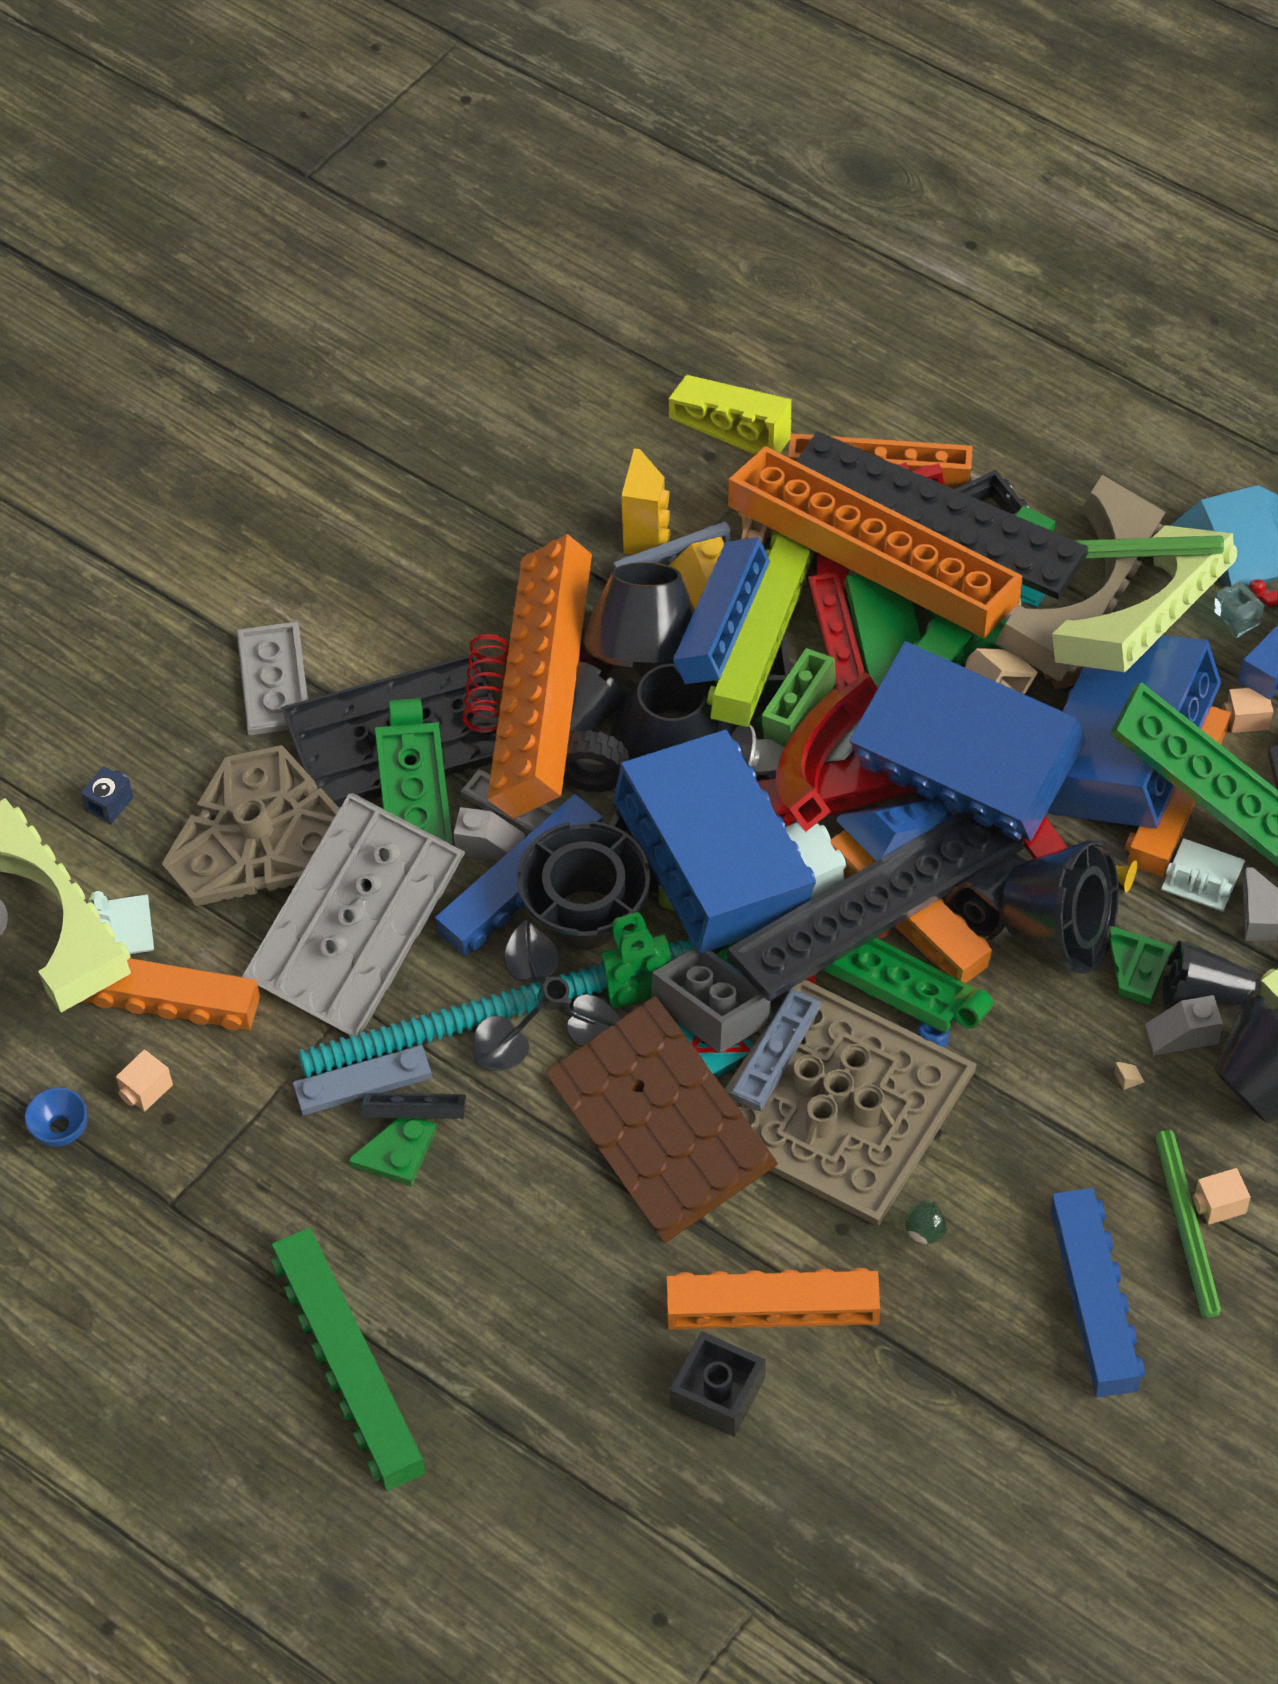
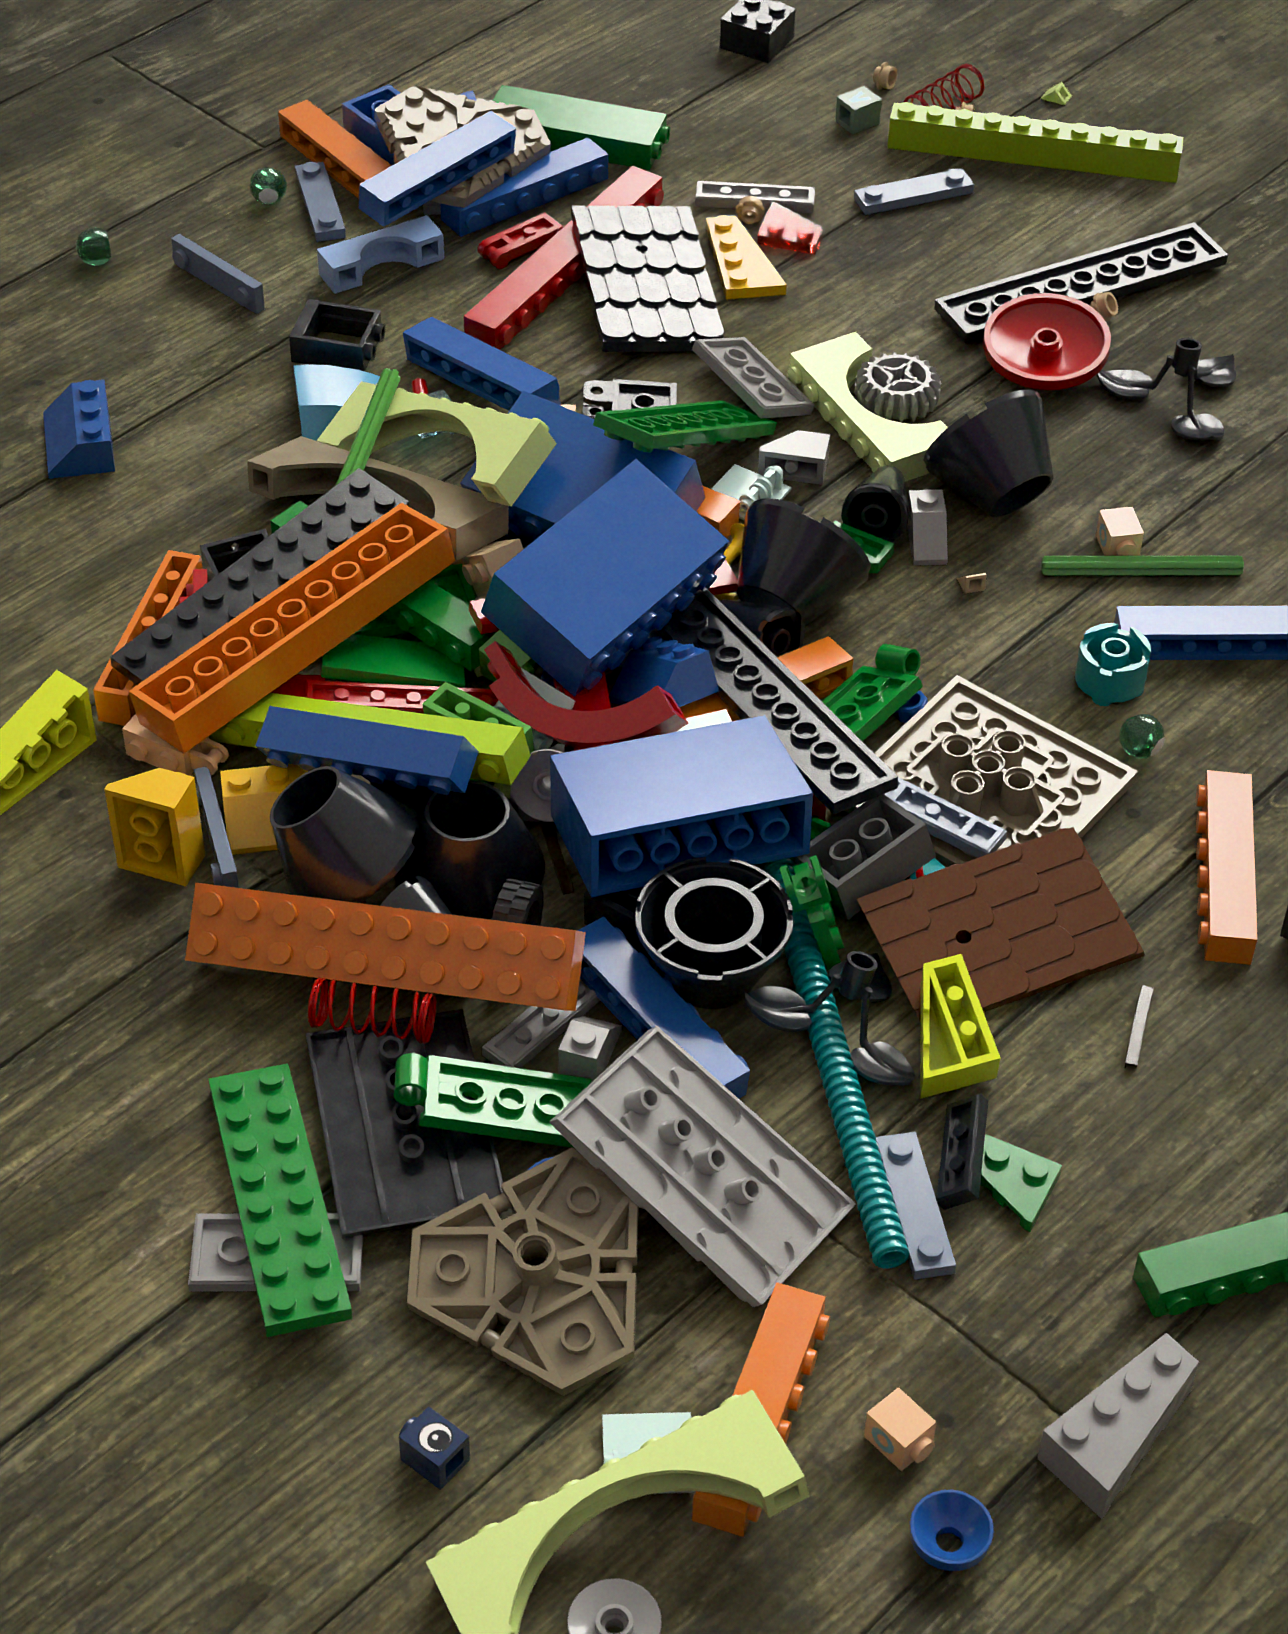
camera: 85 degrees left, 10 degrees down
(152, 1221) = (1115, 1425): none -> light grey wedge
(313, 664) = (279, 1201): none -> green plate
(528, 1080) = (953, 1030): none -> neon yellow wedge
(595, 1240) = (1139, 1025): none -> piece
(1017, 1191) = (1112, 664): none -> teal brick
(1143, 365) = (79, 431): none -> blue slope

